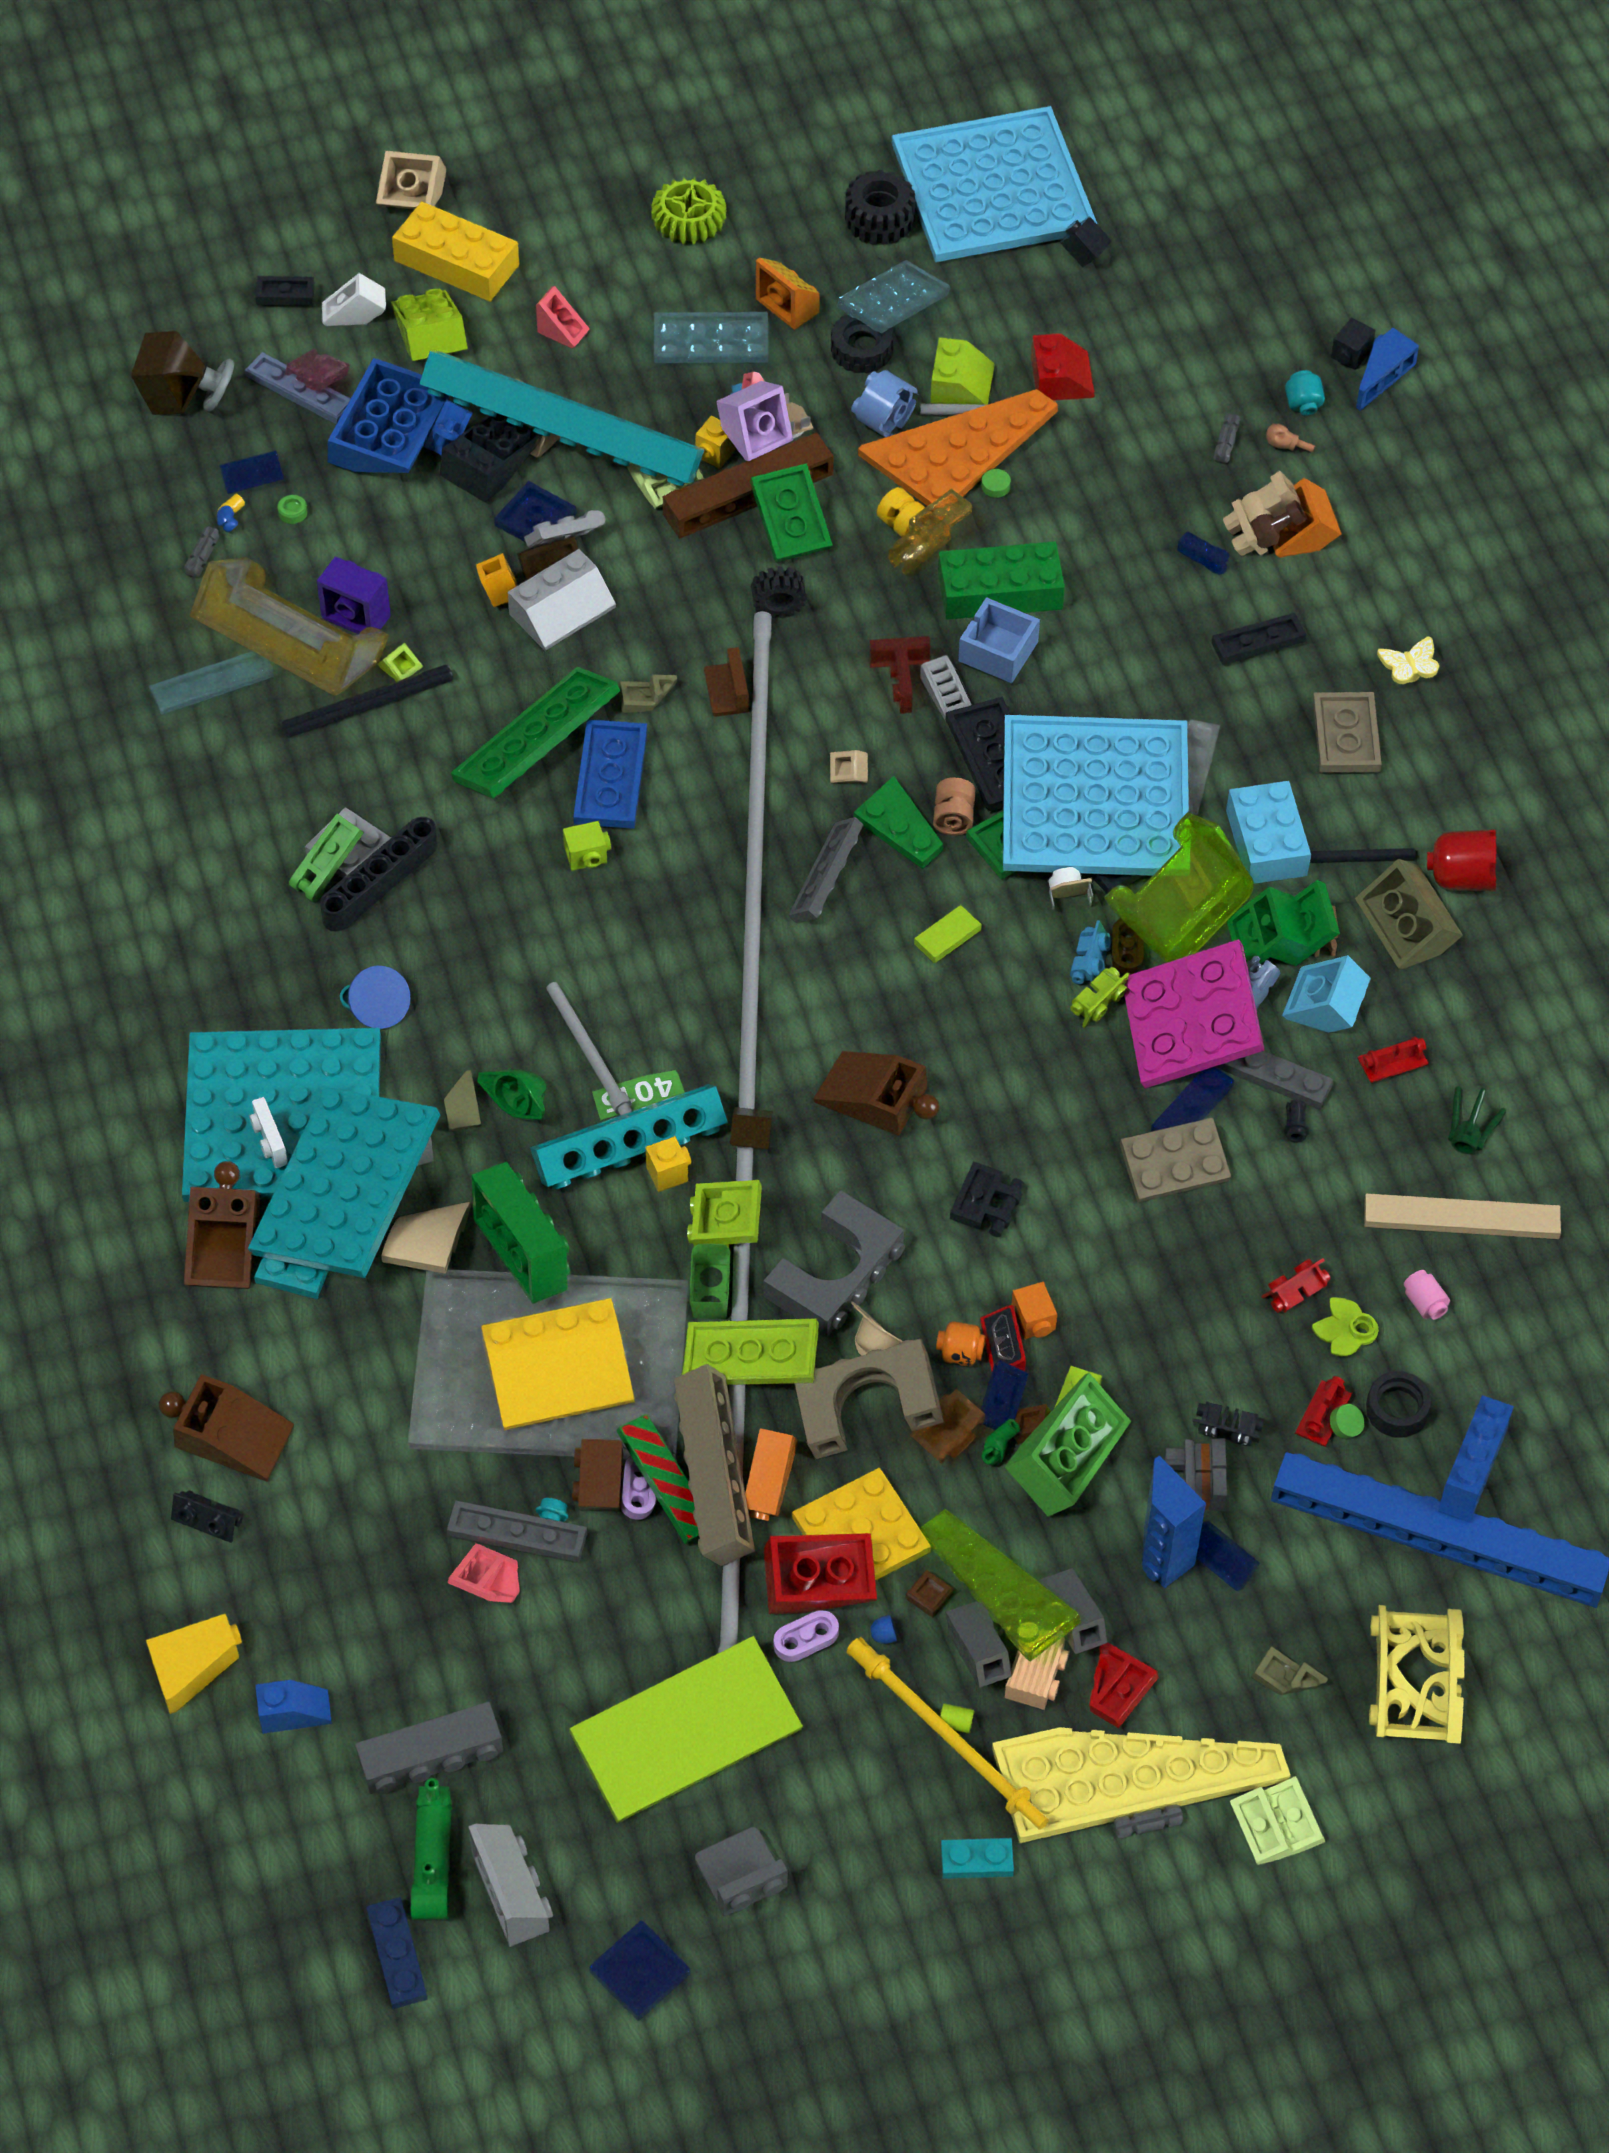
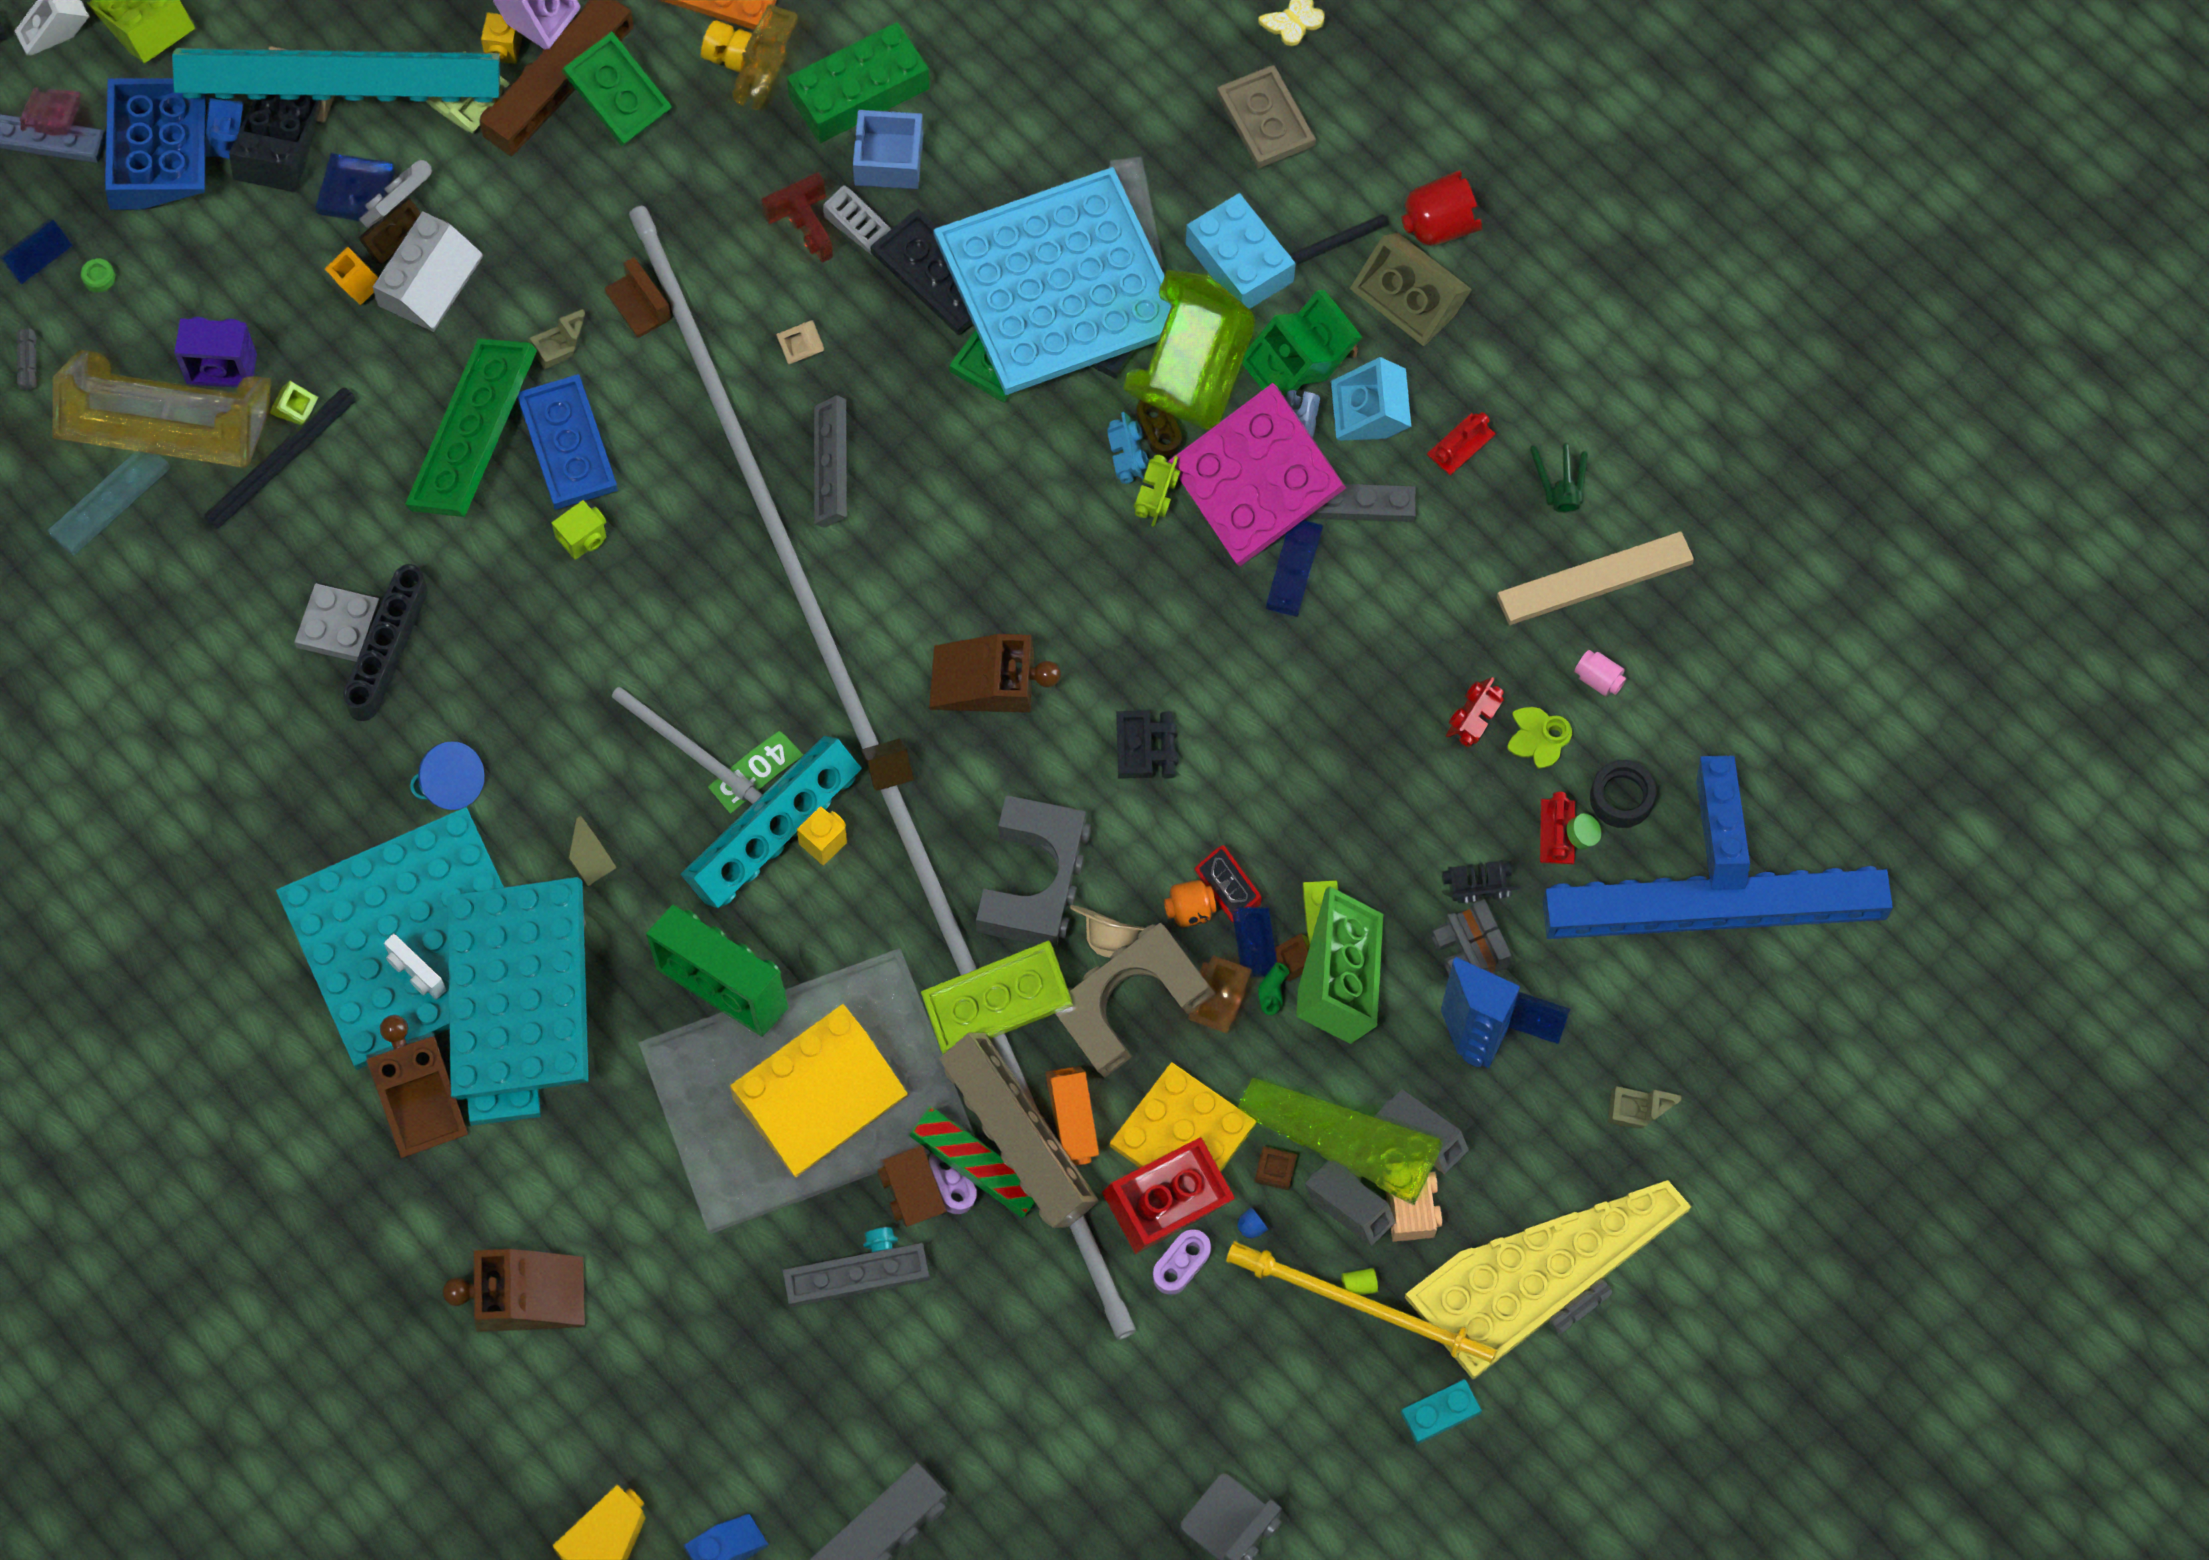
camera: 25 degrees left, 10 degrees up
(198, 1514) = (528, 1390): black hinge -> none
(227, 510) = (31, 307): blue arm -> none
(325, 857) = (325, 647): bright green plate -> none
(426, 1238) = (622, 1010): tan slope -> none
(487, 1575) = (849, 1332): coral slope -> none
(515, 1091) = (637, 820): green hat -> none
(685, 1729) = (1112, 1405): lime tile -> none
(709, 1256) = (923, 912): bright green piece -> none
(725, 1213) = (905, 866): lime plate -> none
(778, 592) = (645, 181): black tyre -> none
(900, 824) = (877, 382): green wing -> none
(947, 934) = (979, 481): lime tile -> none
(954, 806) = (925, 344): nougat wheel -> none
(1034, 1310) = (1245, 841): orange brick -> none
(1068, 883) = (1073, 382): piece -> none
(1119, 1684) = (1494, 1184): red wing -> none
(1175, 1160) = (1305, 630): dark tan plate -> none
(1258, 638) = (1136, 49): black plate -> none
(1277, 1821) = (1696, 1254): yellowish green slope -> none
(1296, 1127) = (1402, 550): black pin -> none
(1446, 1710) = (1768, 1005): light yellow fence -> none

